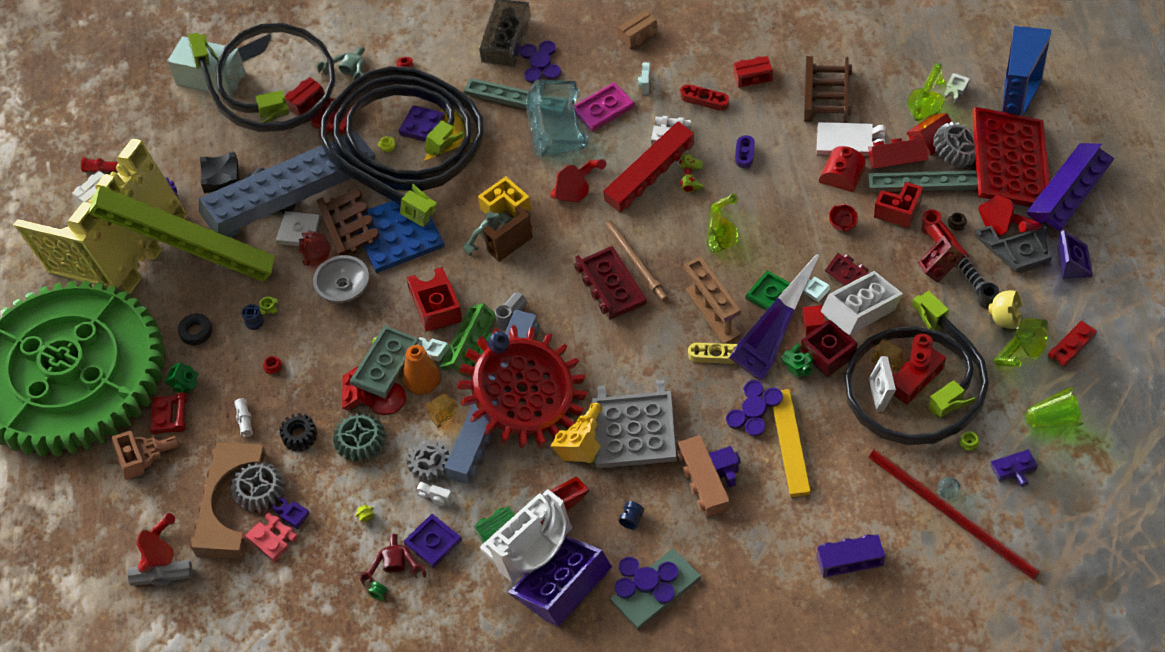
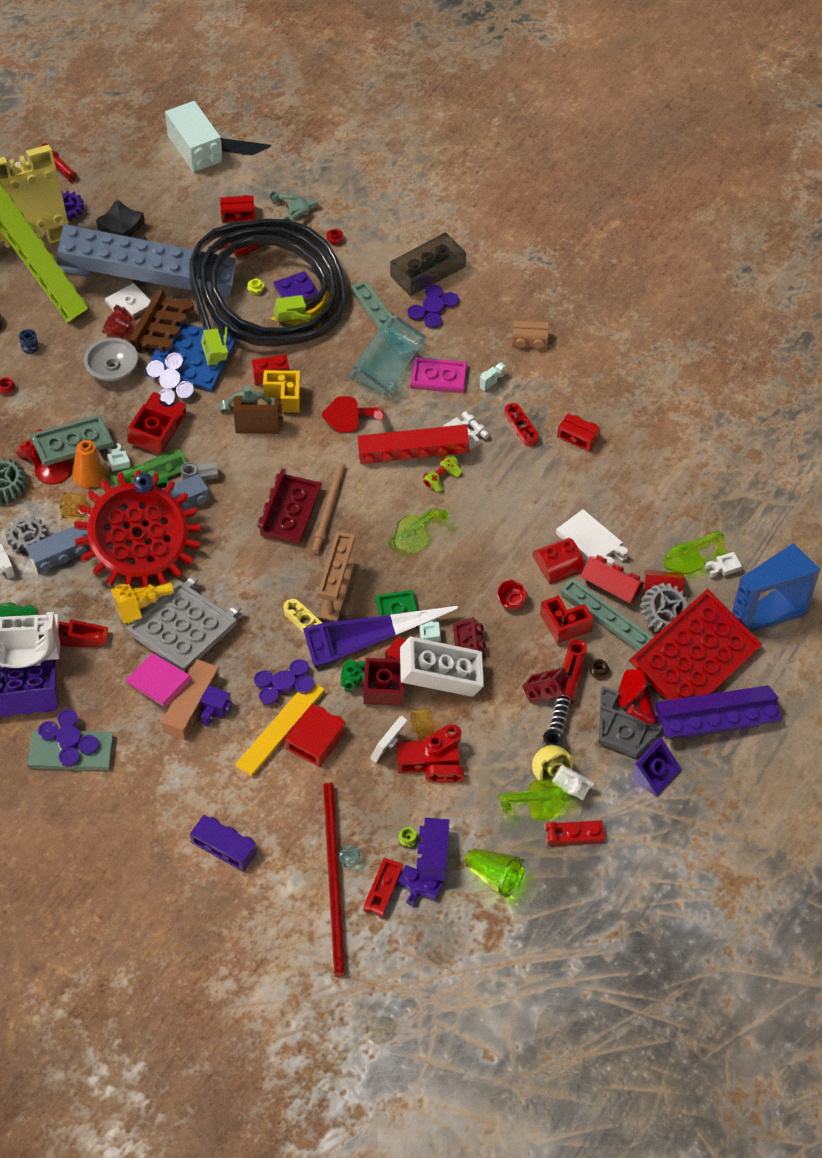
camera: 35 degrees right, 0 degrees up
(268, 301) = (48, 341): lime plate -> none
(269, 104) = (200, 195): black piece -> none
(404, 258) = (170, 379): none -> piece
(468, 198) = (276, 363): none -> red brick
(631, 514) = (113, 684): dark blue wheel -> none
(665, 481) = (158, 680): none -> dark pink tile
(743, 154) = (498, 490): dark purple plate -> none
(812, 95) = (613, 473): reddish brown fence -> none
(823, 425) = (315, 735): none -> red brick
(942, 376) = (445, 773): none -> red beam
(946, 399) = (430, 791): black piece -> none
(994, 489) = (383, 886): none -> red plate
(1001, 432) = (433, 849): none -> dark purple brick
(1036, 309) = (572, 782): none -> white hips

